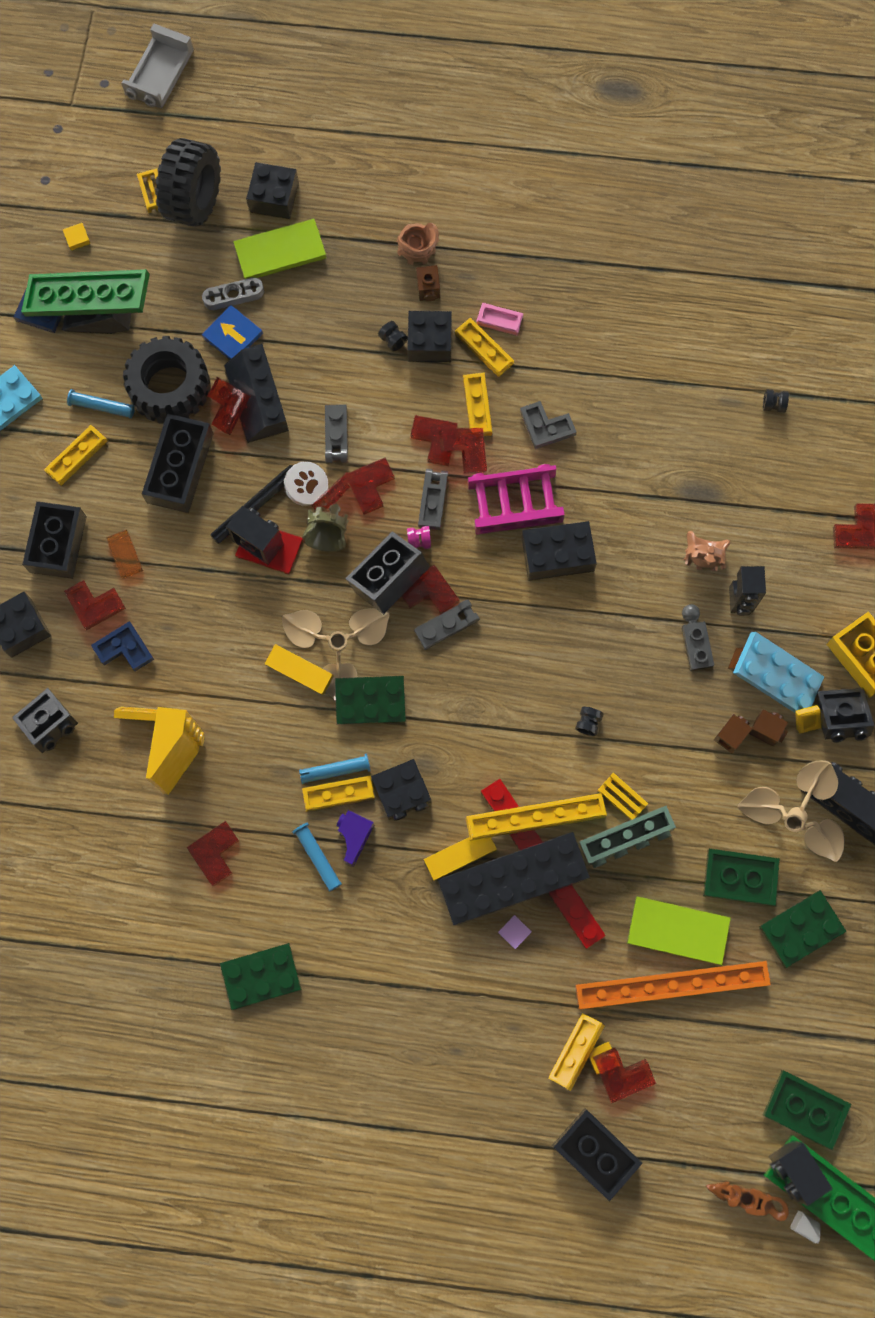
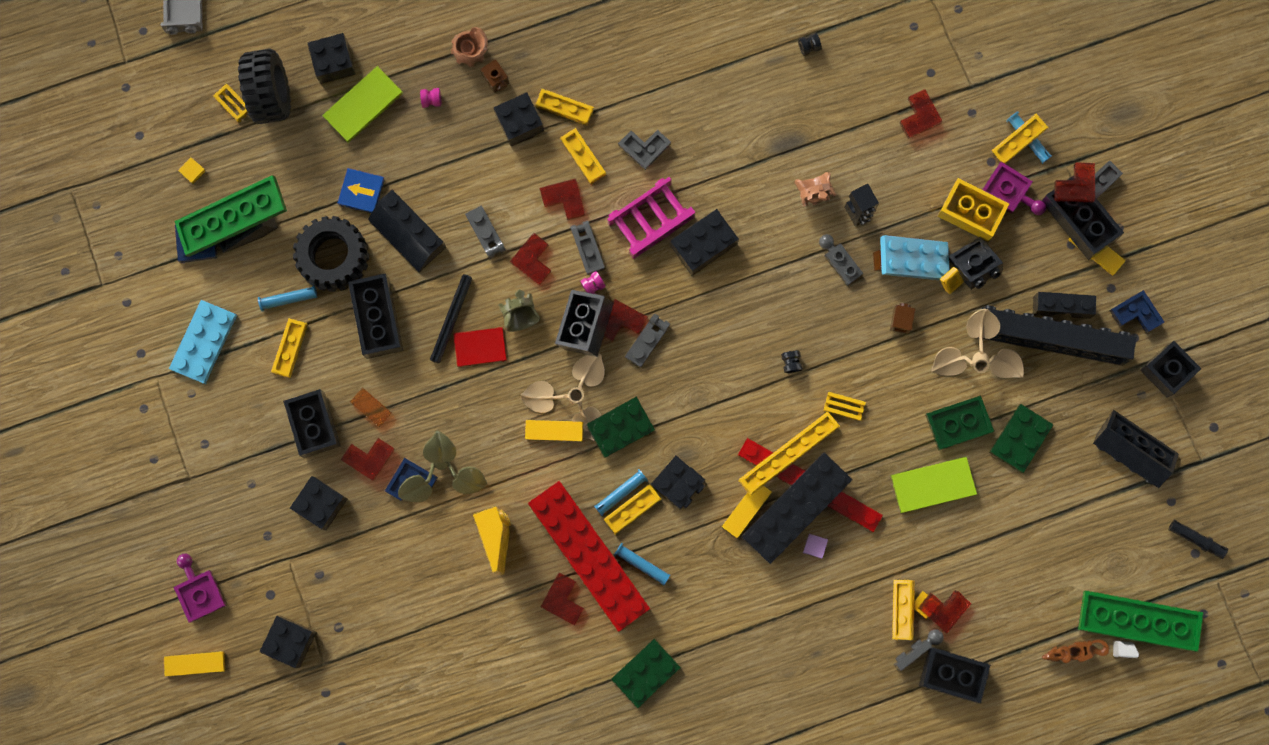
camera: 25 degrees left, 5 degrees up
(45, 721) = (381, 566): black plate -> none
(135, 713) = (456, 522): yellow tile -> none
(165, 627) = (440, 452): none -> olive plant
(231, 407) = (393, 250): clear red plate -> none
(238, 285) = (344, 150): light grey beam -> none
(255, 534) = (467, 343): black brick -> none
(265, 820) = (589, 556): none -> red brick
(305, 483) = (483, 283): white tile -> none
(334, 492) = (509, 281): clear red plate -> none
(354, 274) = (430, 97): none -> dark pink wheel
(356, 833) = (661, 531): dark purple arch -> none
(391, 334) = (489, 132): black wheel -> none
(469, 442) = (593, 190): clear red plate -> none
(499, 319) = (565, 78): bright pink tile -> none
(595, 1100) = (935, 637): none -> dark grey plate
(626, 836) = (866, 430): sand green brick -> none
(672, 985) = (948, 527): orange plate -> none
(769, 727) = (926, 300): reddish brown brick -> none
(799, 1172) = (1103, 614): black brick -> none
(807, 1110) = (1086, 567): dark green plate -> none

